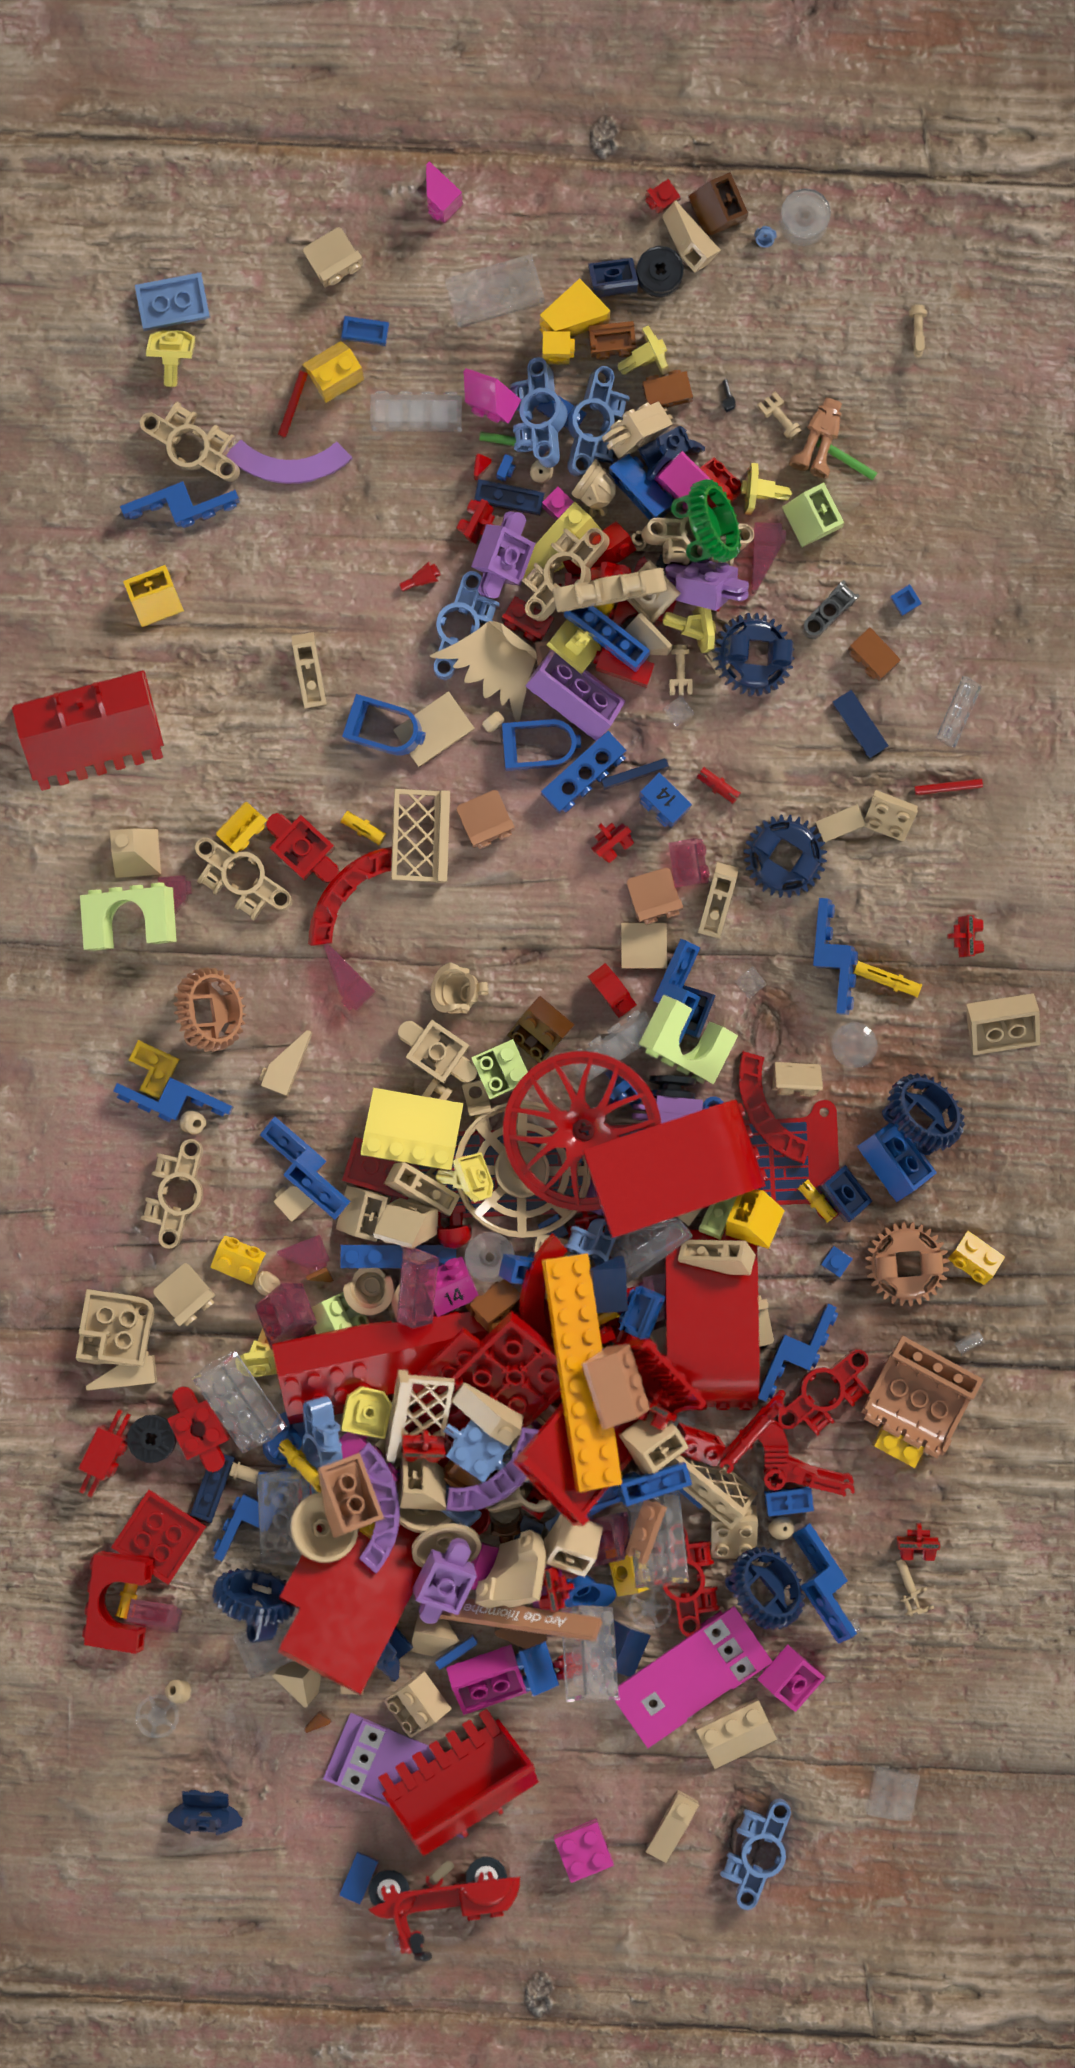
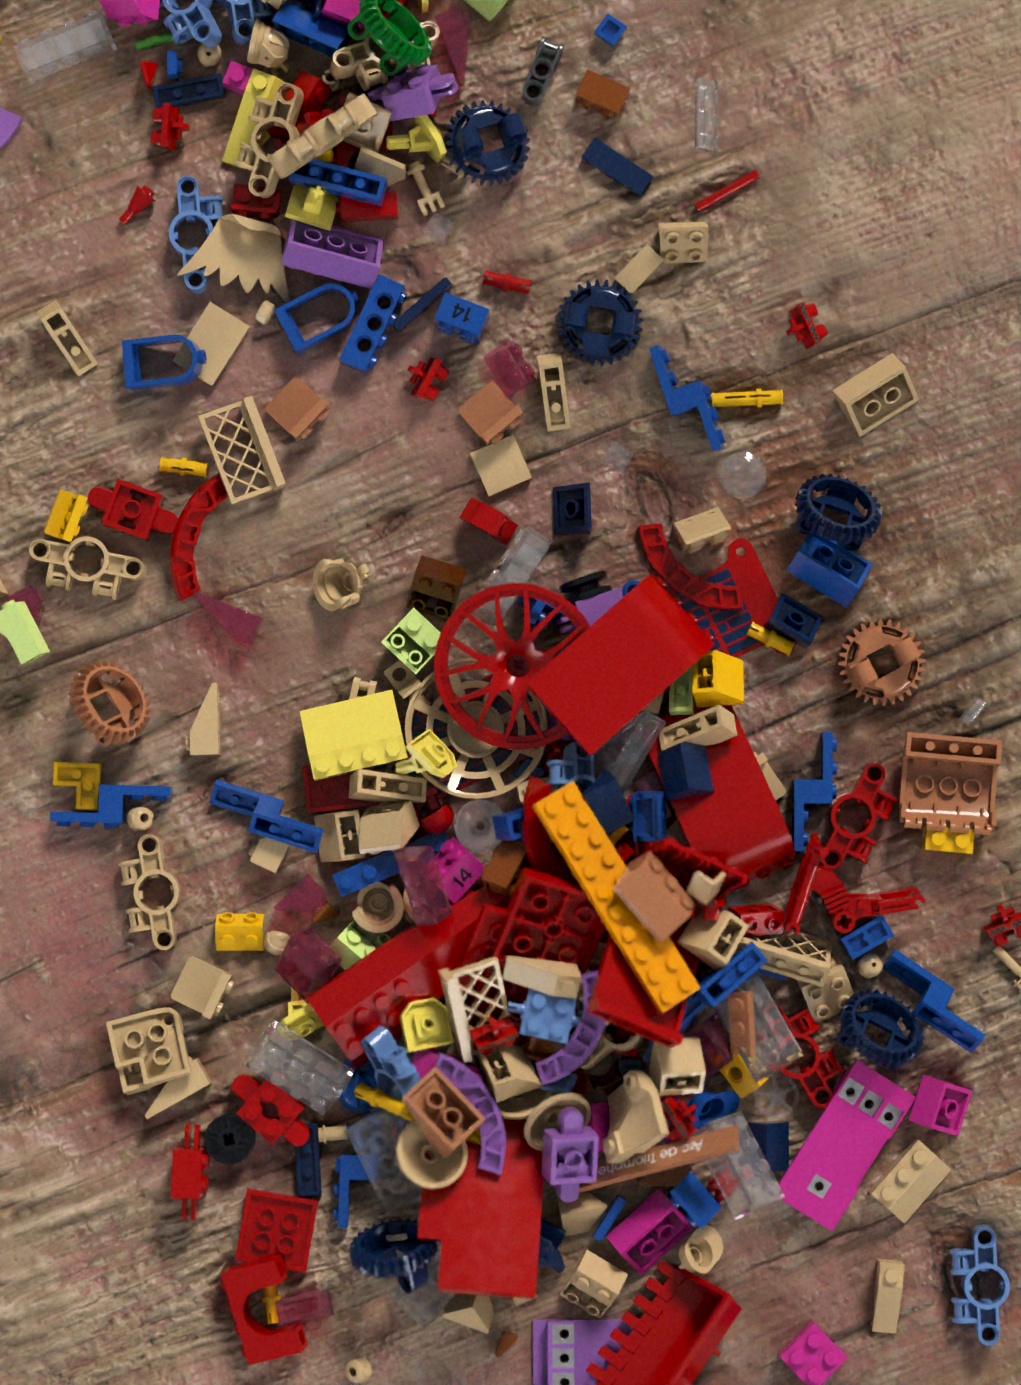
camera: 25 degrees left, 0 degrees up
(437, 1051) = (346, 650): tan brick -> none
(513, 556) = (217, 150): medium lavender brick -> none
(525, 1715) = (701, 1250): none -> tan piece
(663, 1036) = (557, 545): yellowish green arch -> none
(663, 1398) = (704, 888): none -> tan panel
(675, 978) = (554, 502): blue bracket -> none
(691, 1287) = (685, 771): none -> dark blue slope
(836, 1261) = (813, 689): blue plate -> none
(976, 1258) = (945, 629): yellow bracket -> none

